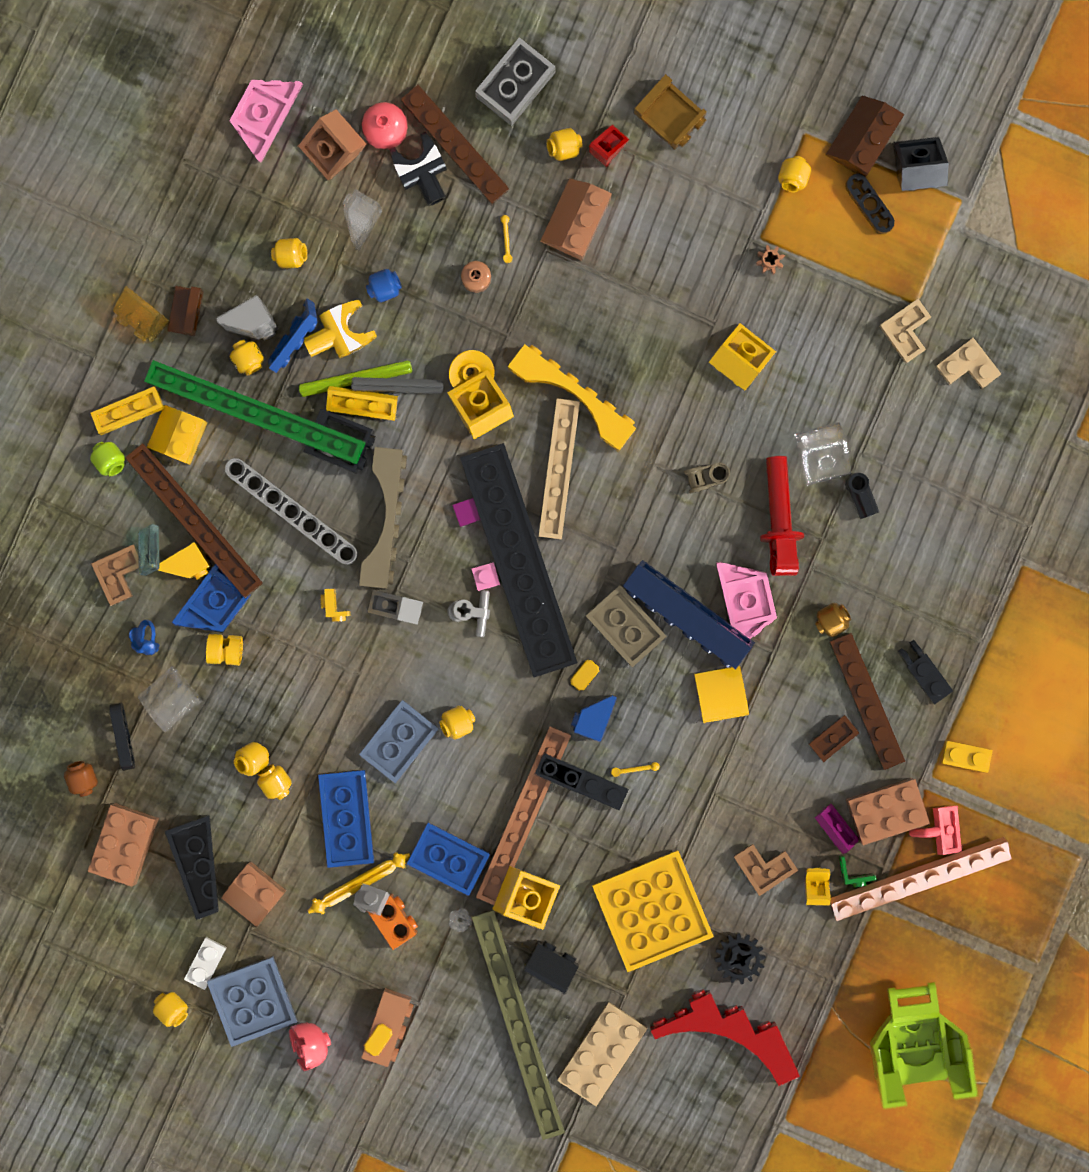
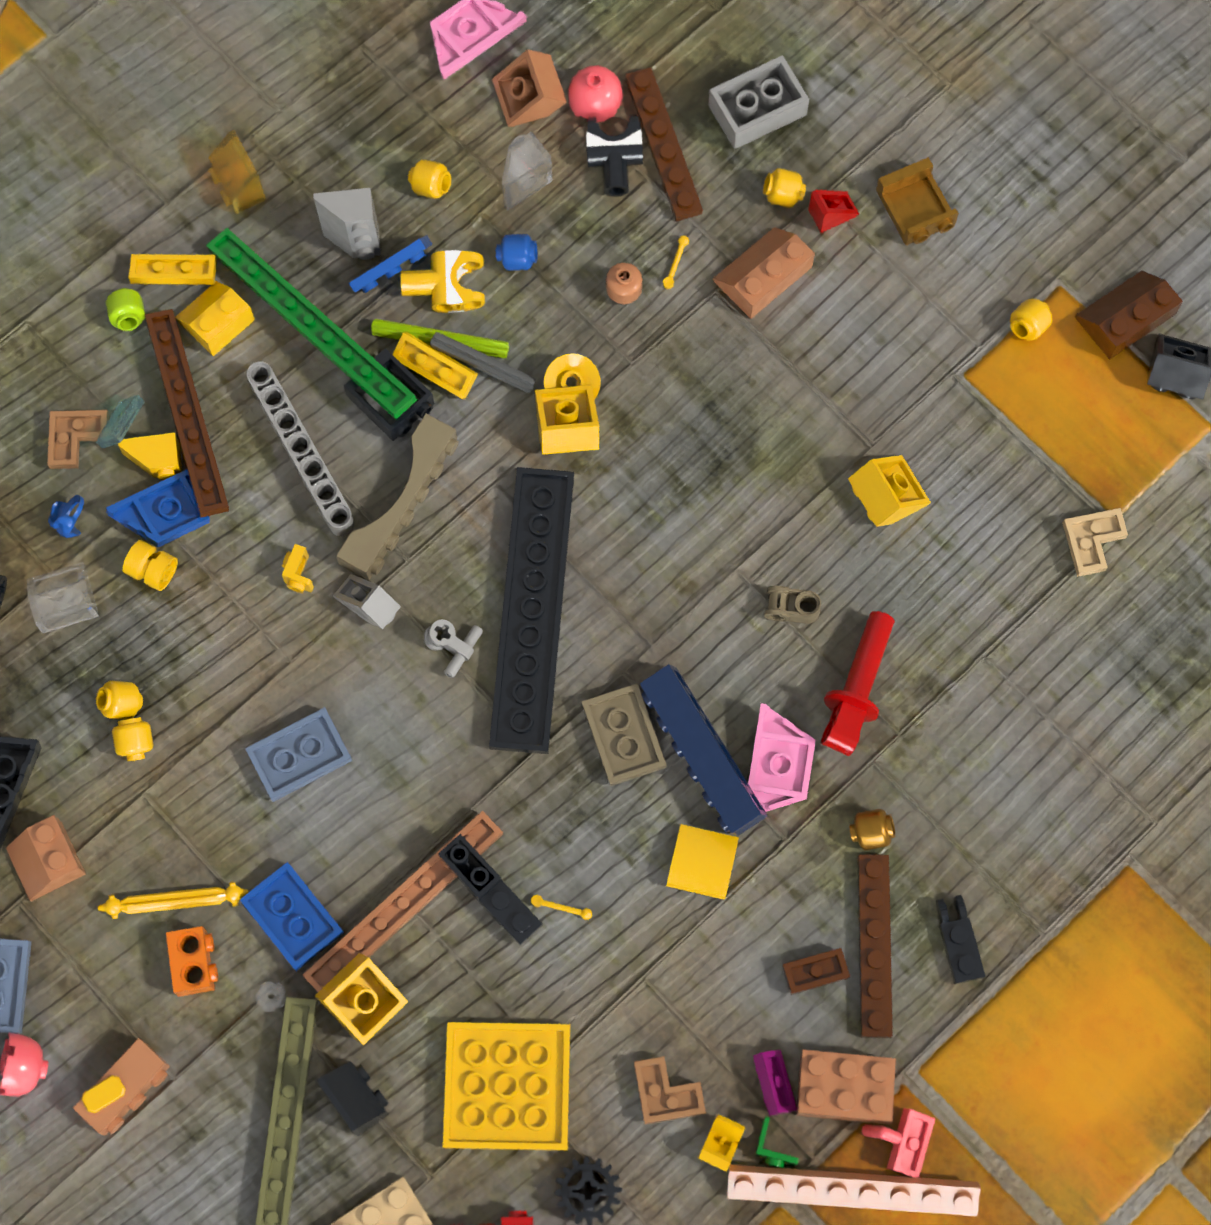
camera: 25 degrees right, 15 degrees down
(185, 310) = (289, 194): reddish brown panel -> none
(246, 357) = (330, 267): yellow head -> none
(346, 818) = (195, 817): blue plate -> none
(370, 899) = (176, 921): light grey bracket -> none
(457, 722) = (376, 760): yellow head -> none
(466, 512) = (497, 532): magenta tile -> none
(485, 576) = (486, 612): bright pink plate -> none
(533, 368) = (645, 407): yellow arch -> none
(559, 469) = (624, 527): tan plate -> none
(584, 675) = (550, 773): yellow piece -> none
(594, 718) = (539, 820): blue slope -> none
(773, 254) = (959, 404): nougat gear -> none
(823, 453) = (939, 635): clear slope -> none
(862, 498) = (966, 702): black piece -> none
(867, 213) = (1101, 399): black beam -> none
(966, 756) = (970, 1064): yellow plate -> none
(972, 359) = (1154, 601): tan plate -> none

